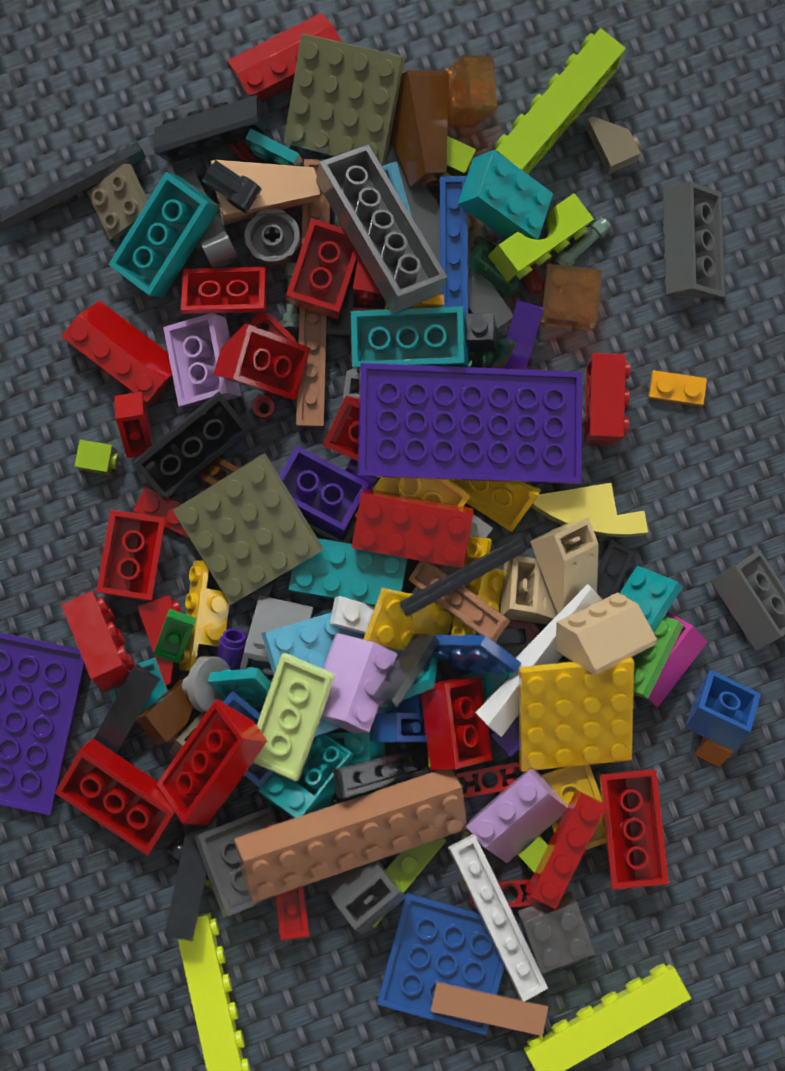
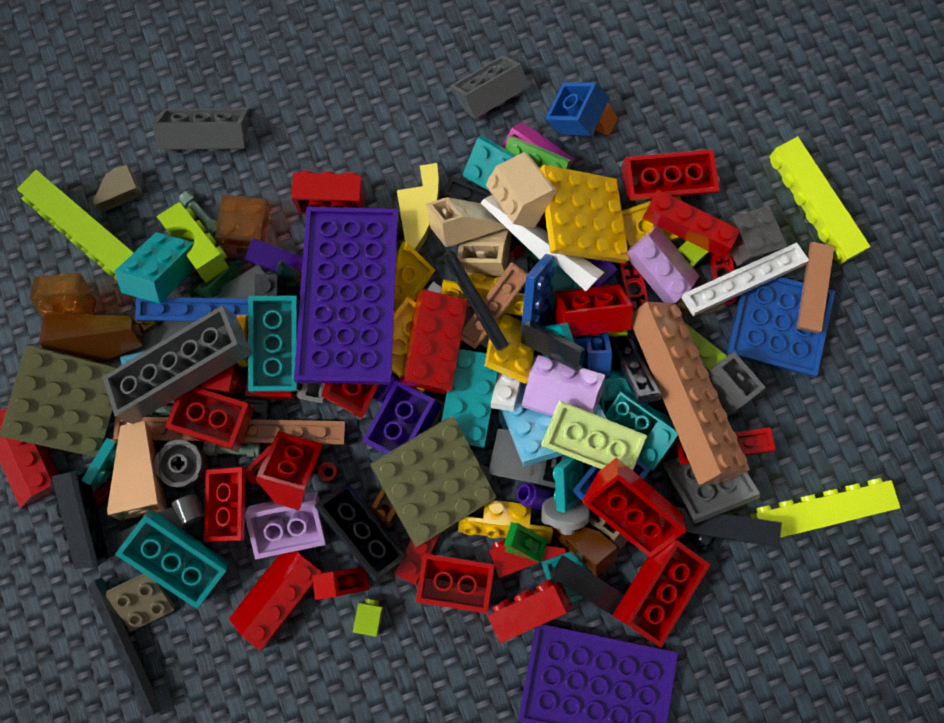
camera: 90 degrees left, 5 degrees down
(238, 190) = (135, 488): black piece -> none
(459, 157) = (121, 306): lime brick -> none
(677, 388) = (321, 144): light orange plate -> none

